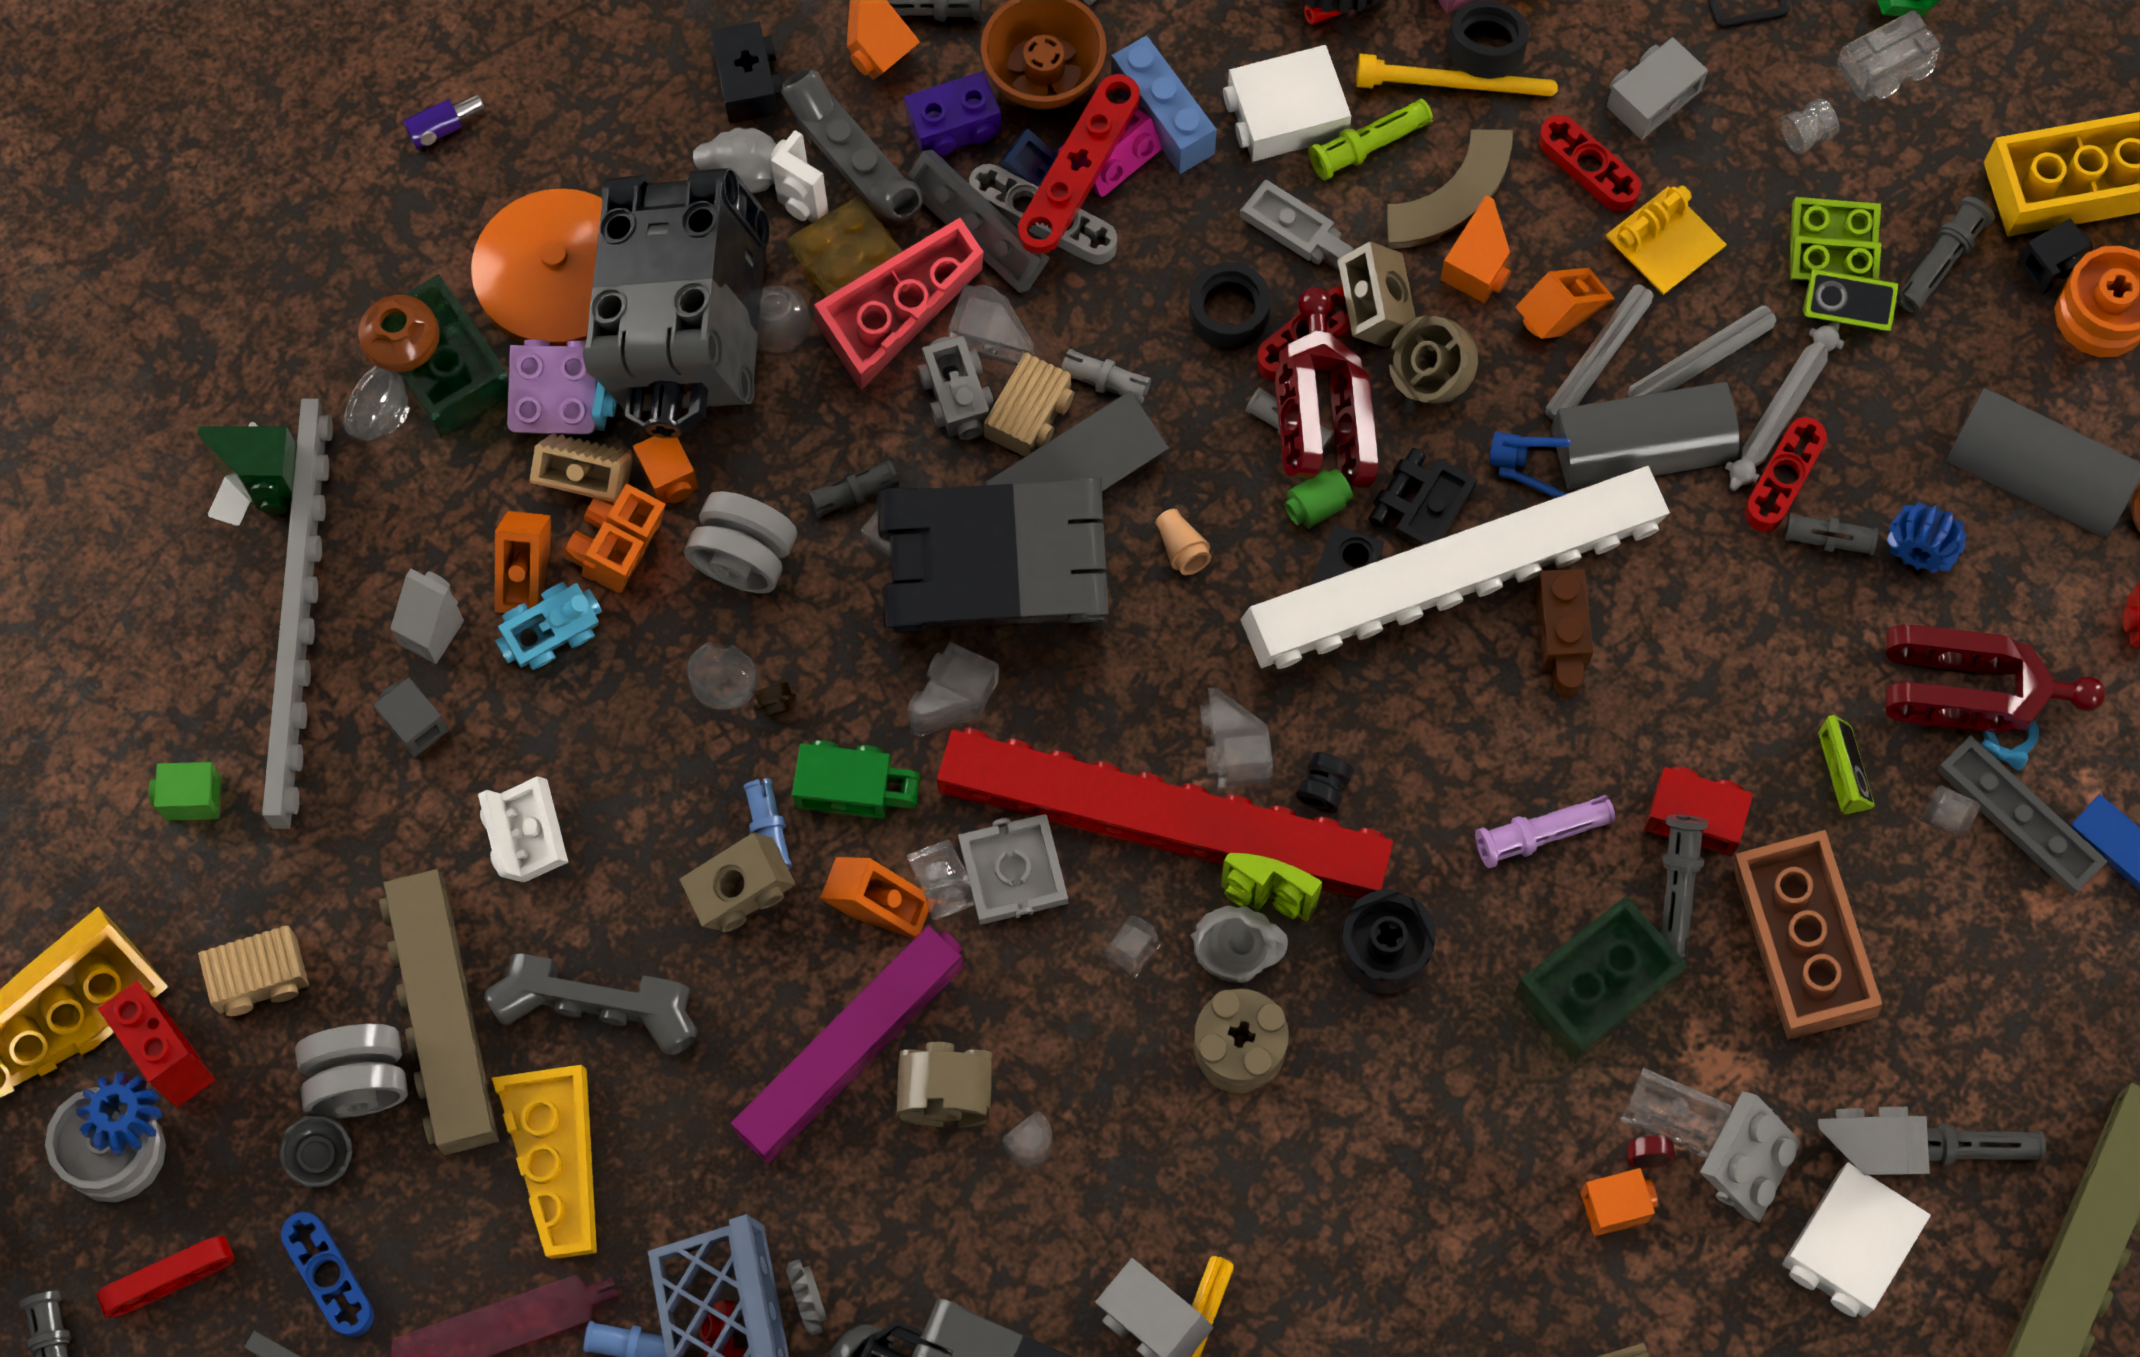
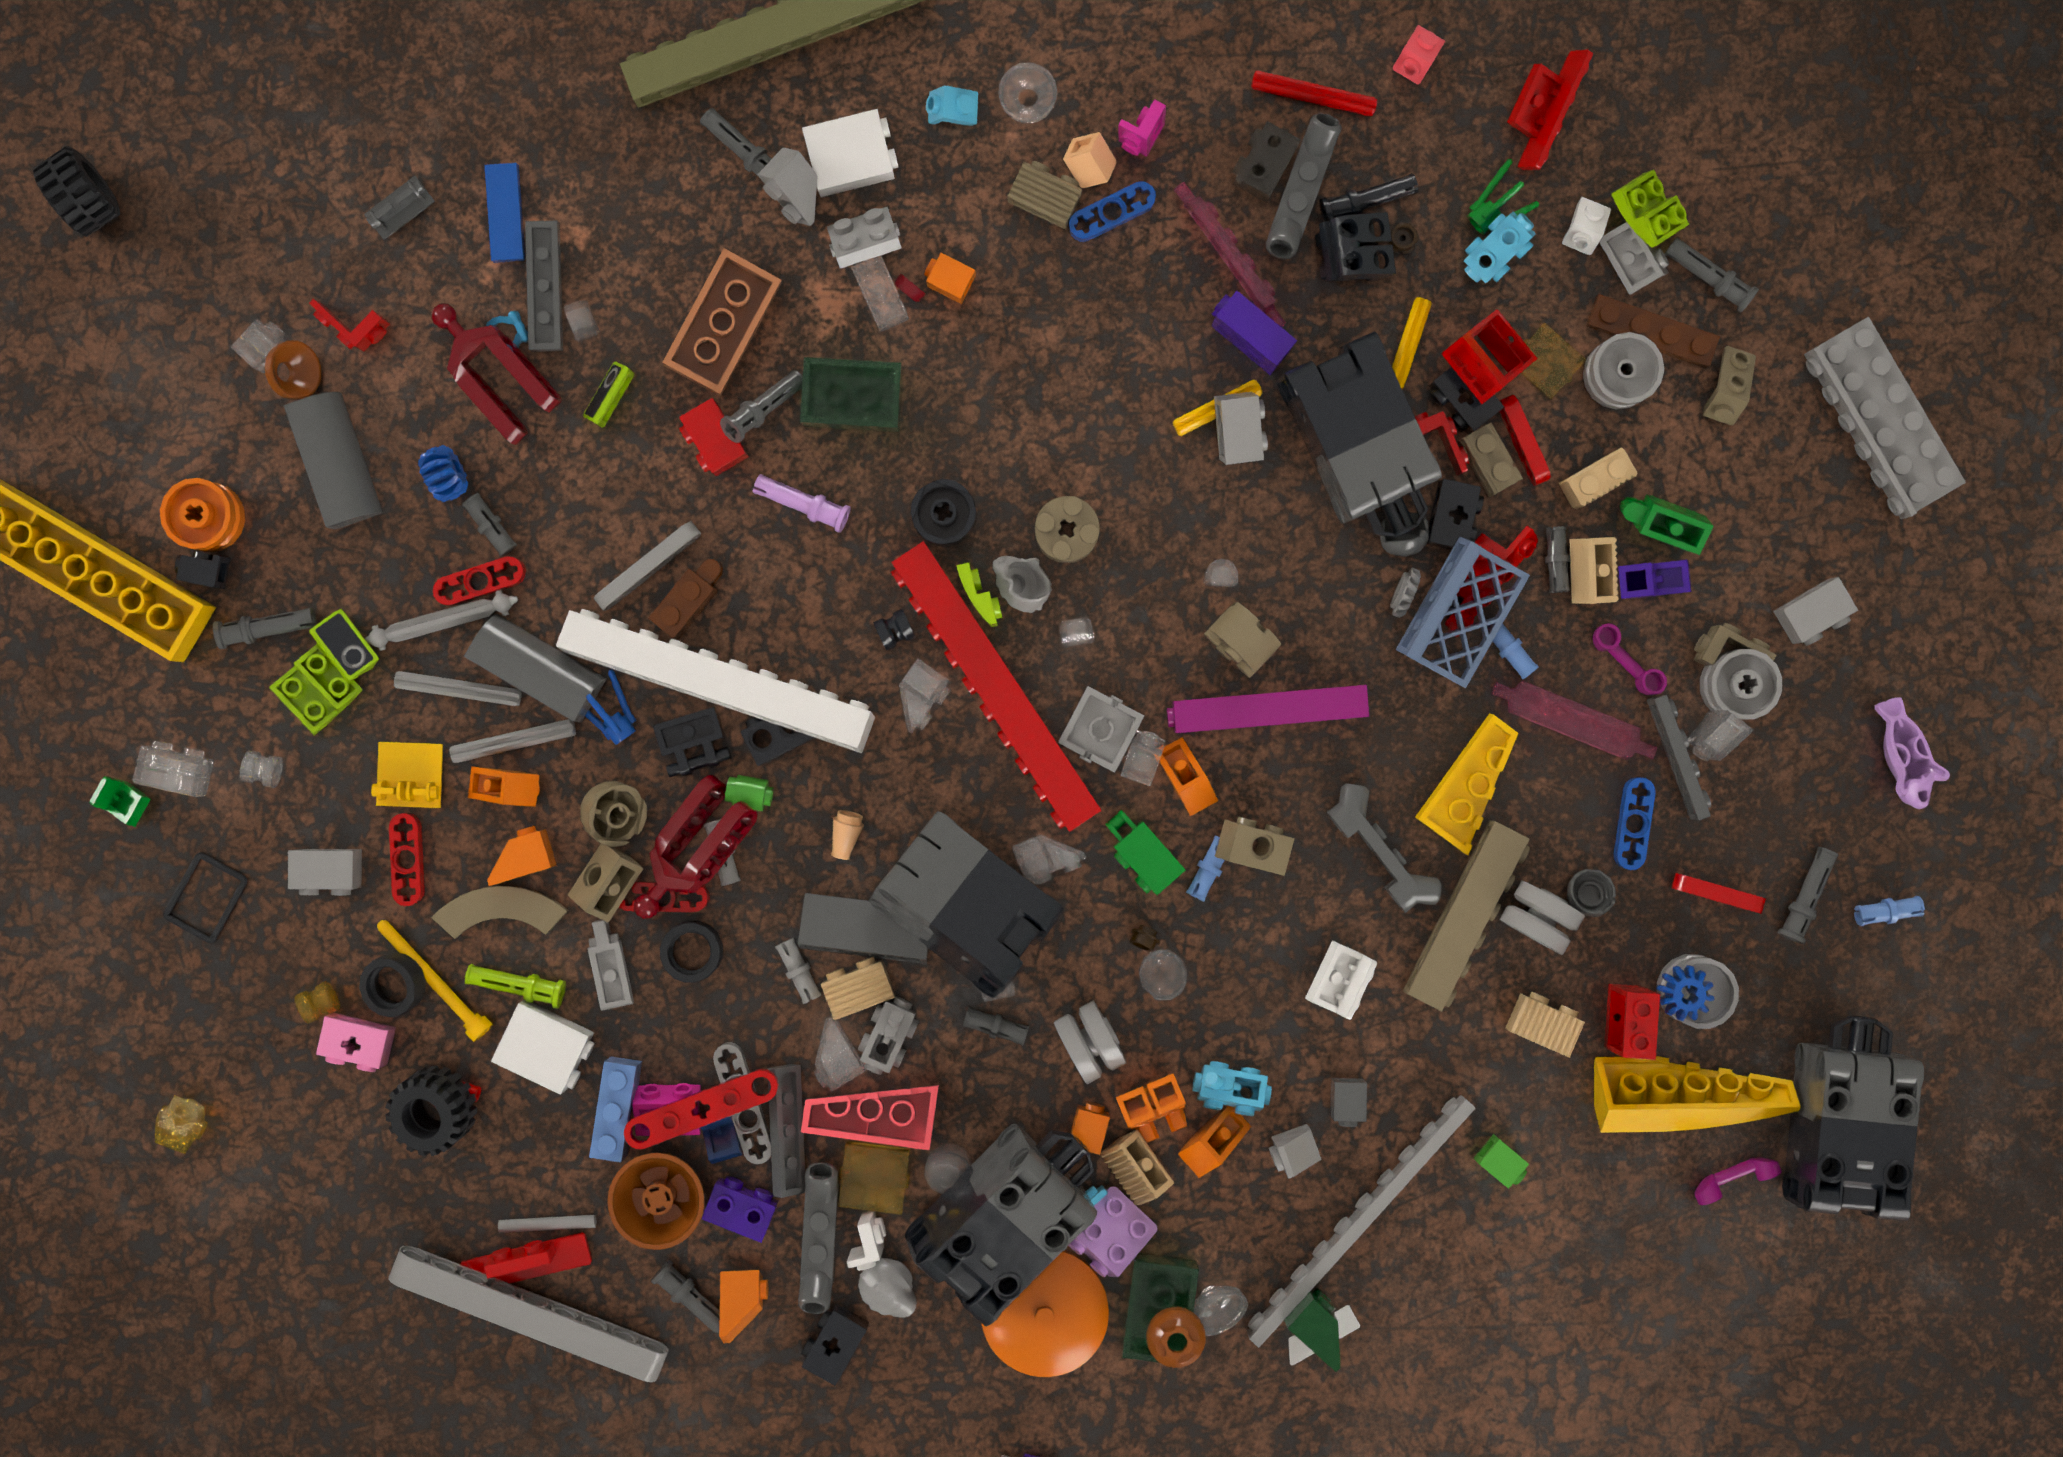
camera: 135 degrees left, 20 degrees up
(1636, 629) = (647, 566): none -> light grey beam

